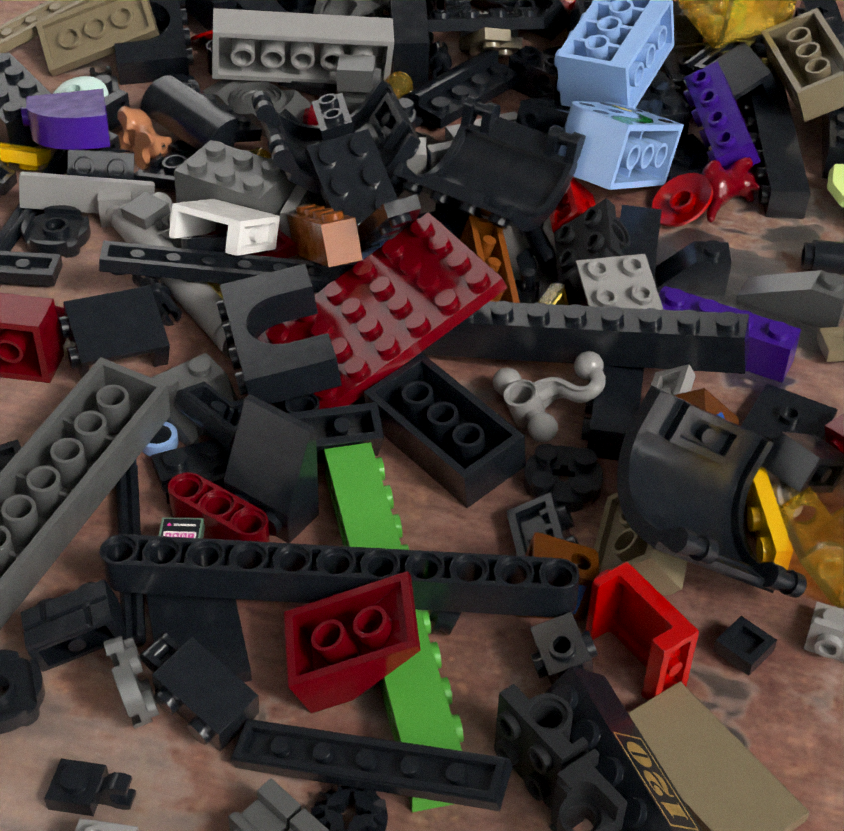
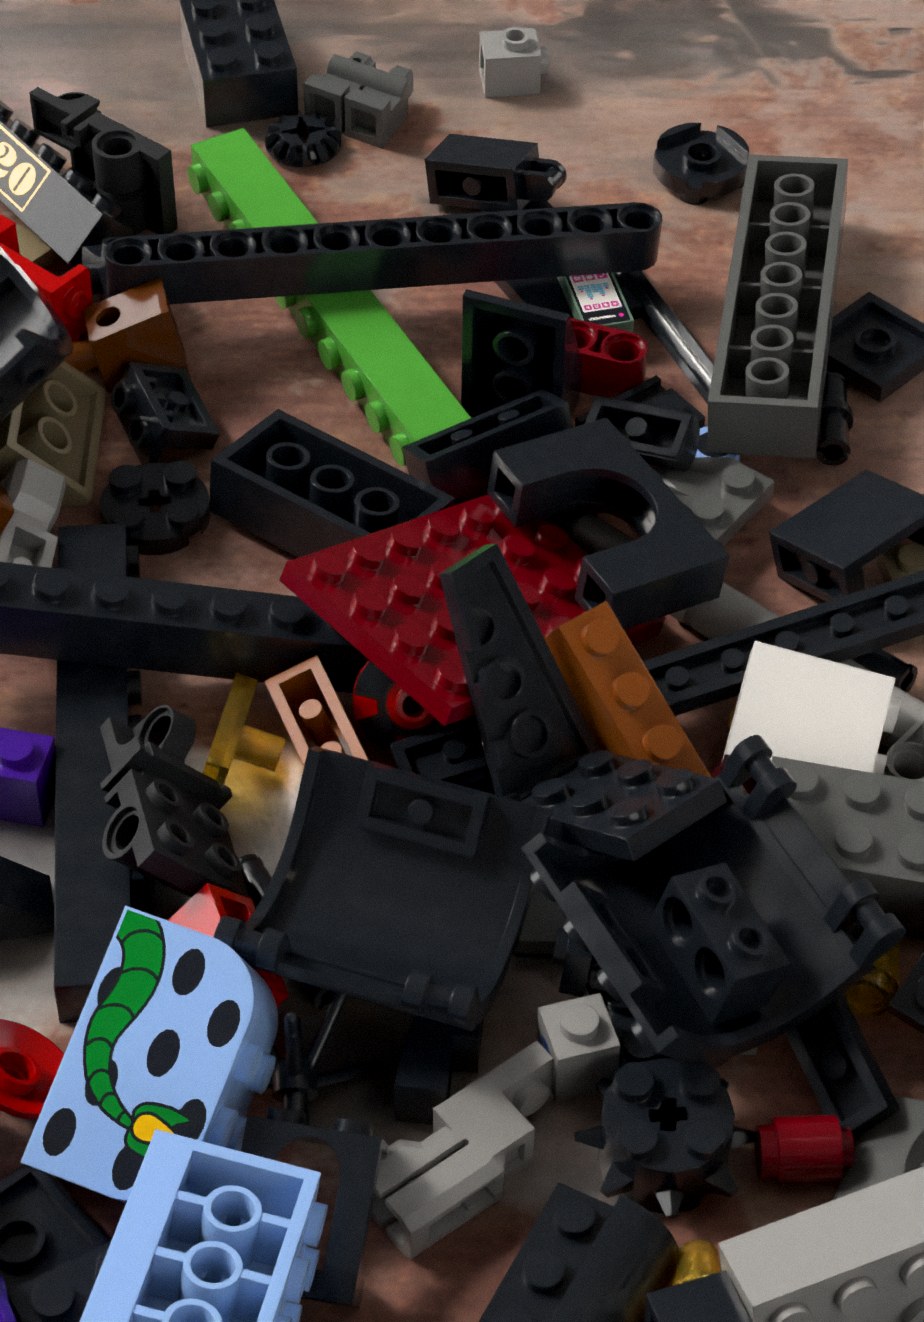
camera: 165 degrees right, 5 degrees up
(72, 624) = (676, 192): black brick -> none
(83, 785) = (563, 115): black plate -> none
(135, 694) = (563, 134): dark grey plate -> none
(350, 641) = (339, 191): dark red slope -> none
(356, 78) = (764, 1186): dark grey brick -> none
(373, 764) = (288, 136): black tile -> none
(444, 621) = (260, 313): black plate -> none
(528, 289) = (270, 810): black piece -> none
(529, 399) = (219, 560): light grey piece -> none
(619, 282) = (108, 702): light grey hinge -> none

